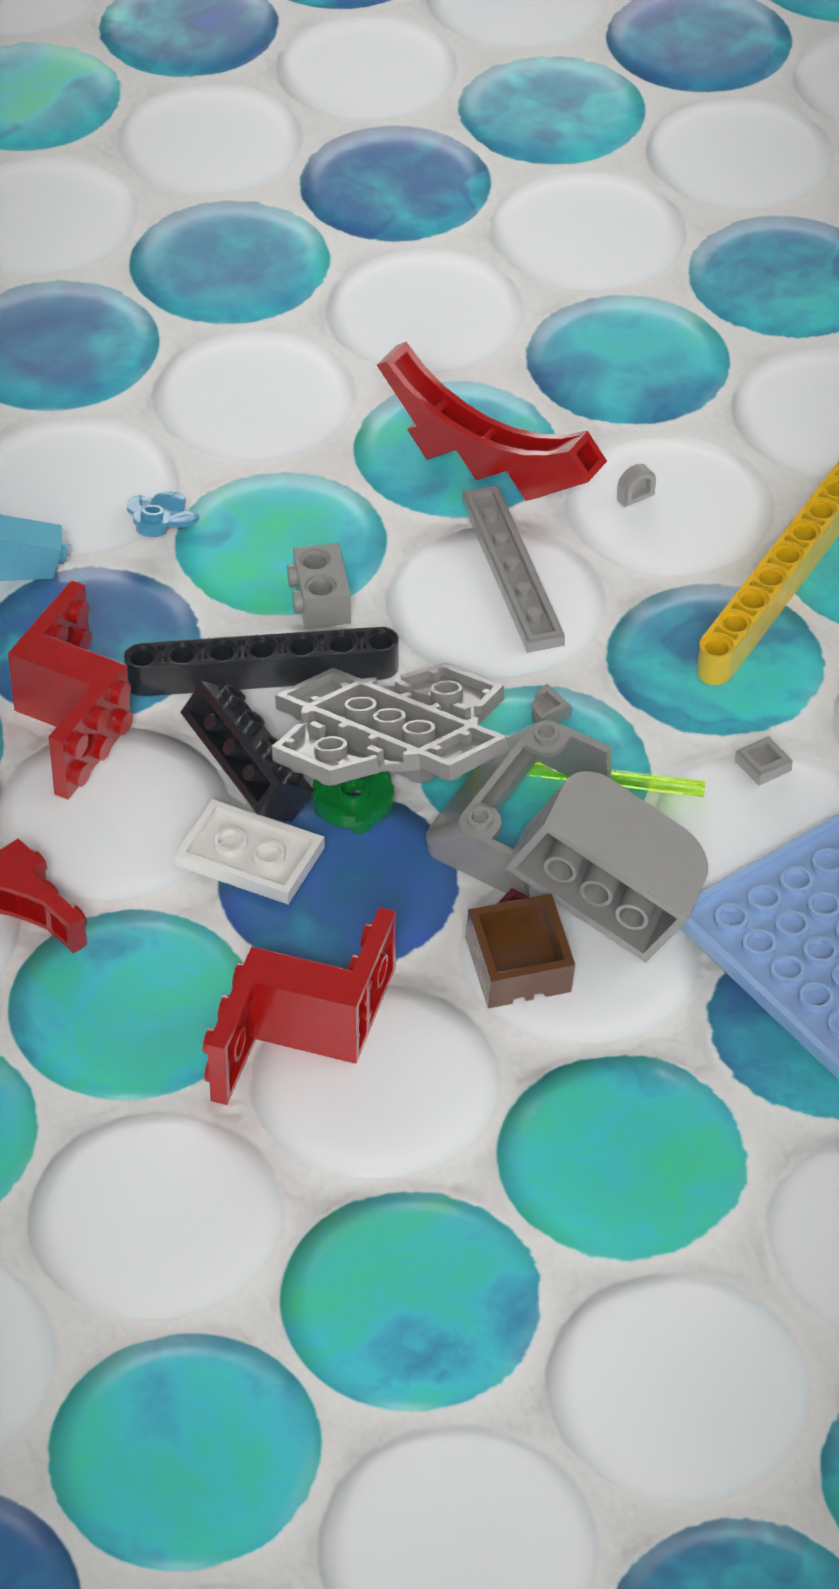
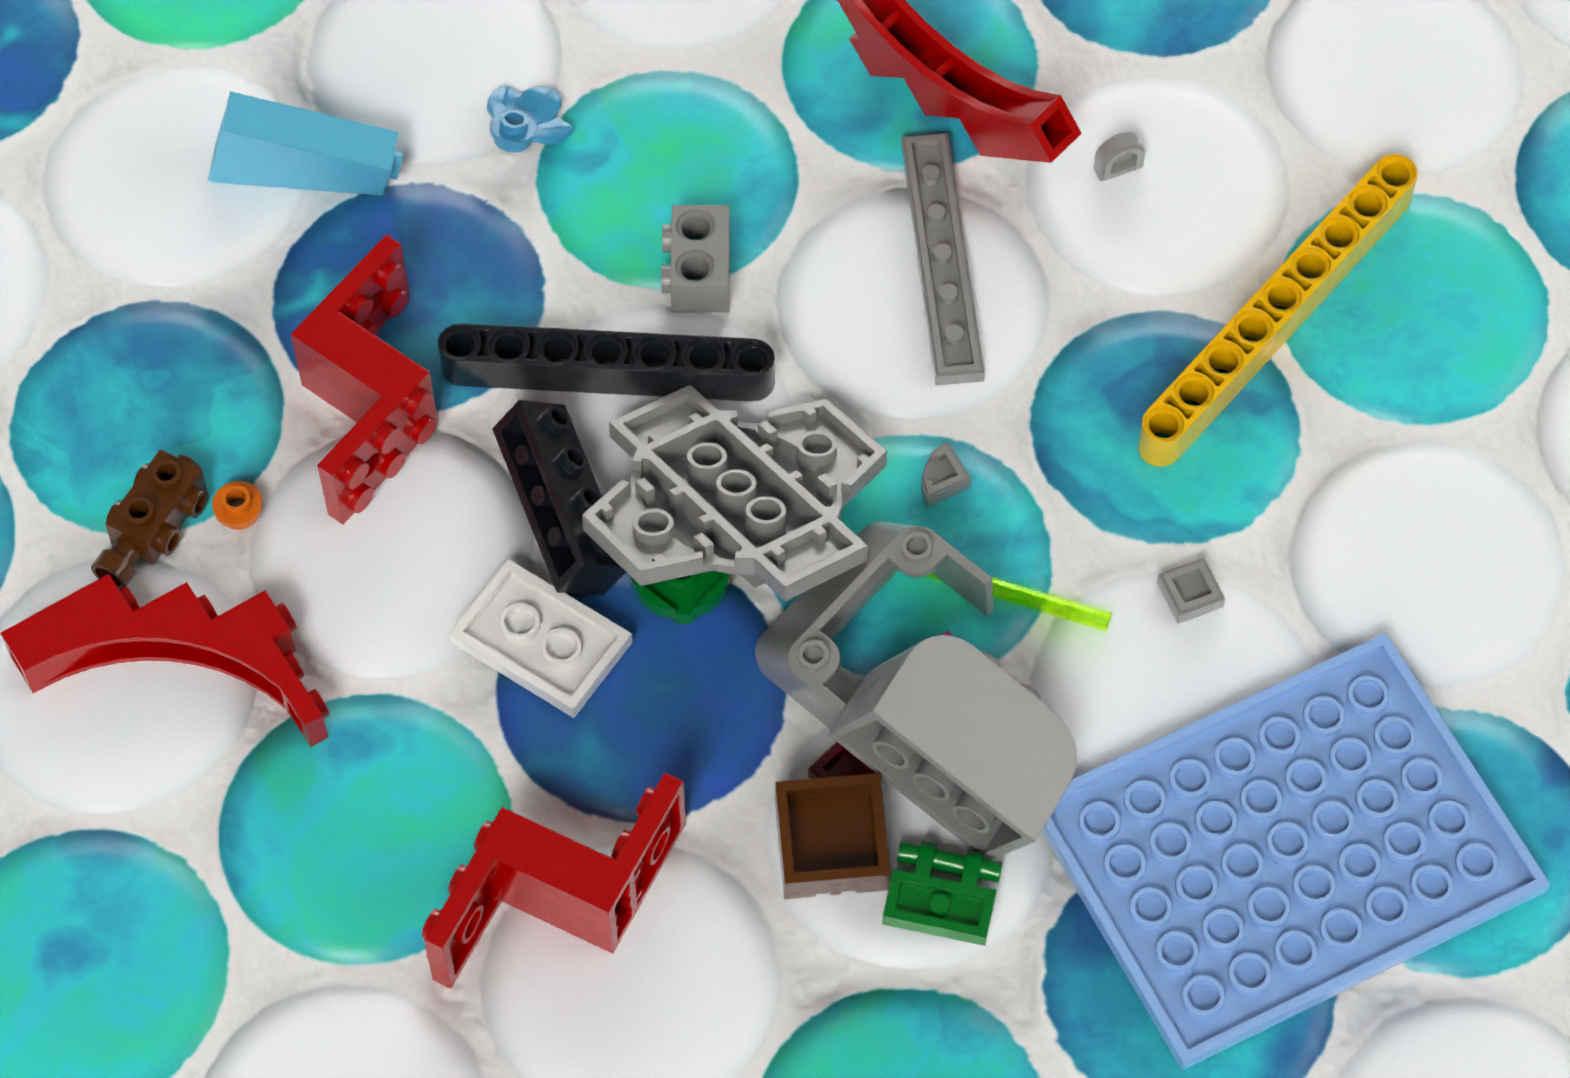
camera: 10 degrees right, 15 degrees up
(617, 983) = (942, 905): none -> green plate

